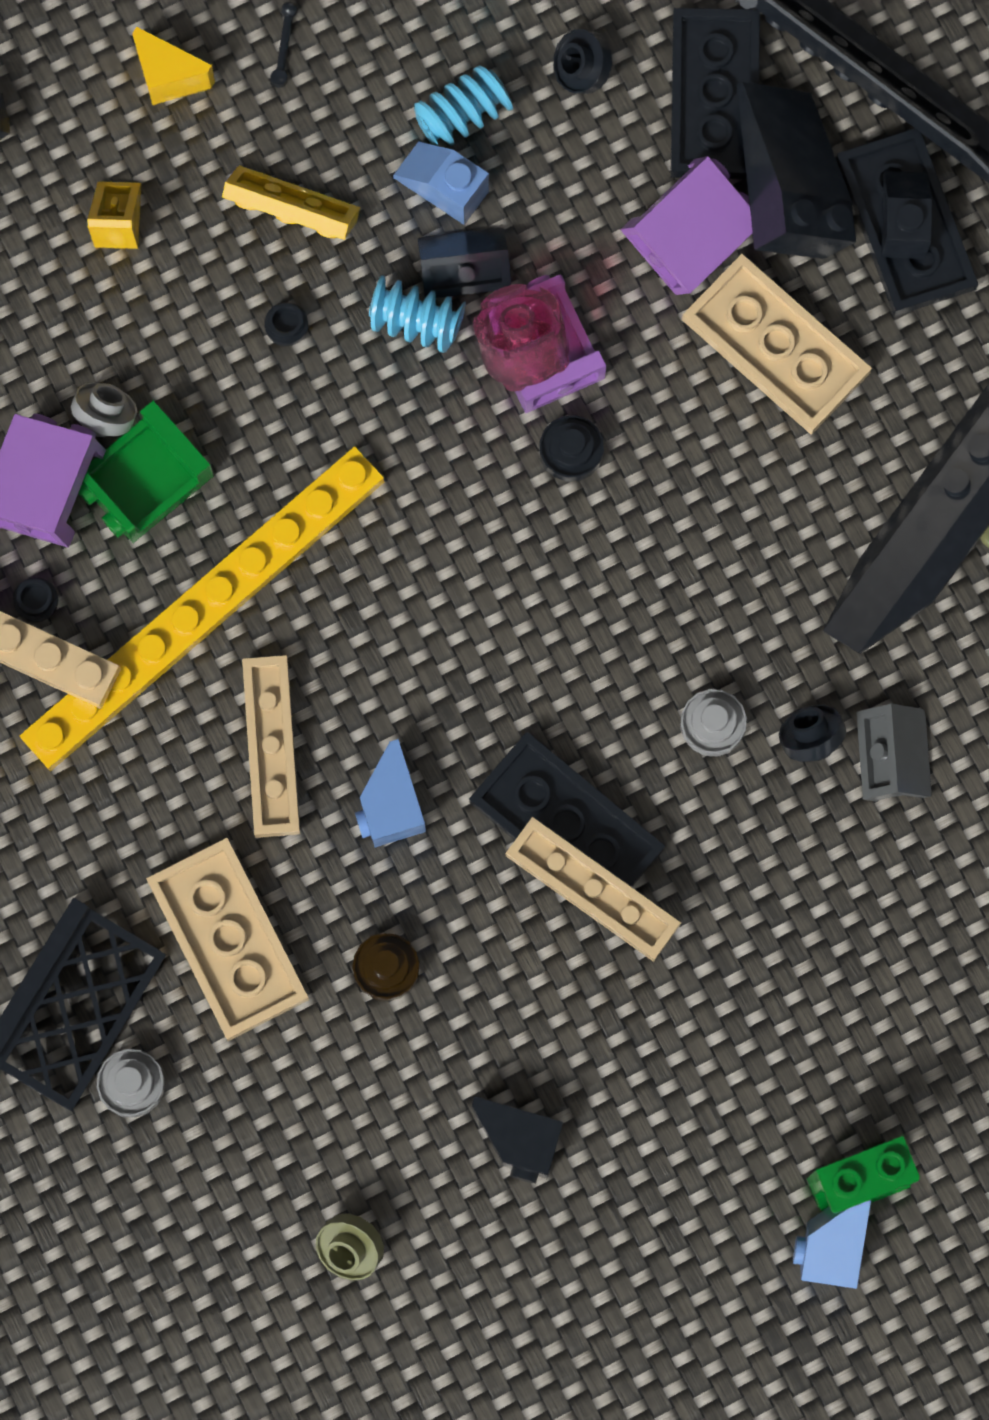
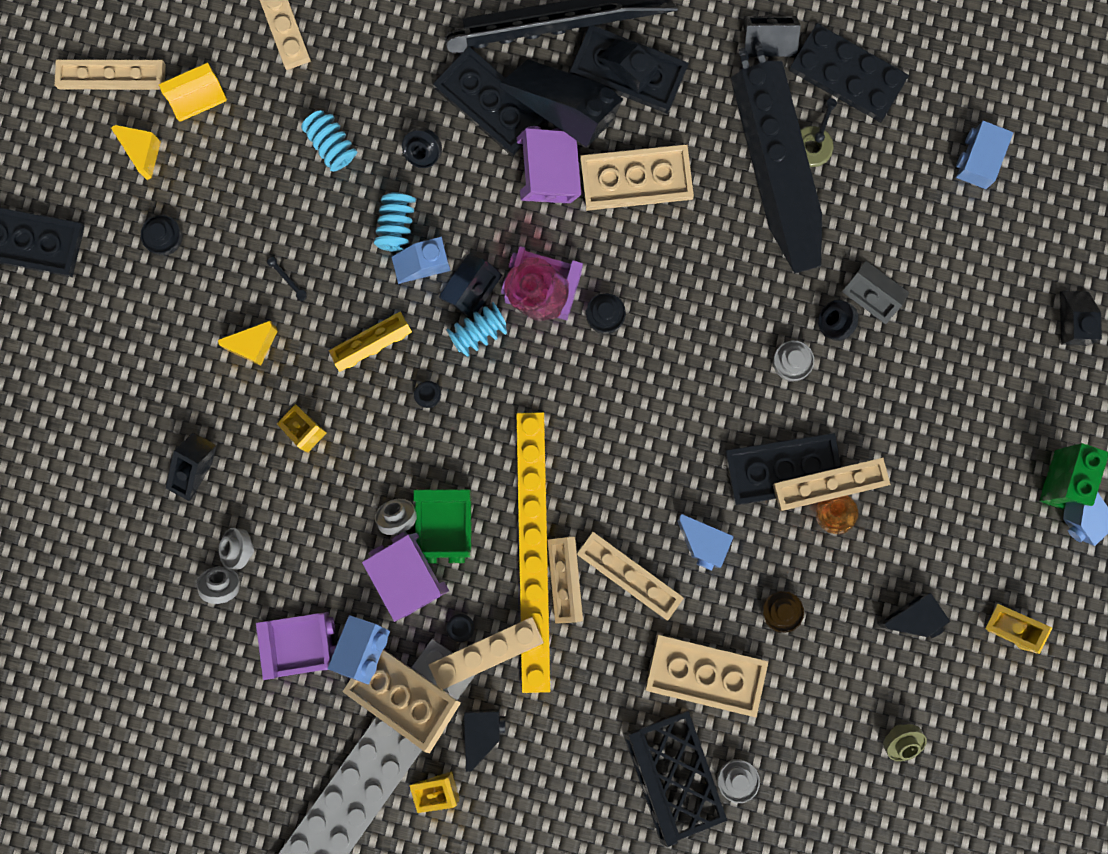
camera: 50 degrees left, 5 degrees up
(199, 672) = (565, 580): none -> tan plate
(564, 931) = (837, 514): none -> clear orange plate
(612, 1269) = (1019, 629): none -> yellow slope

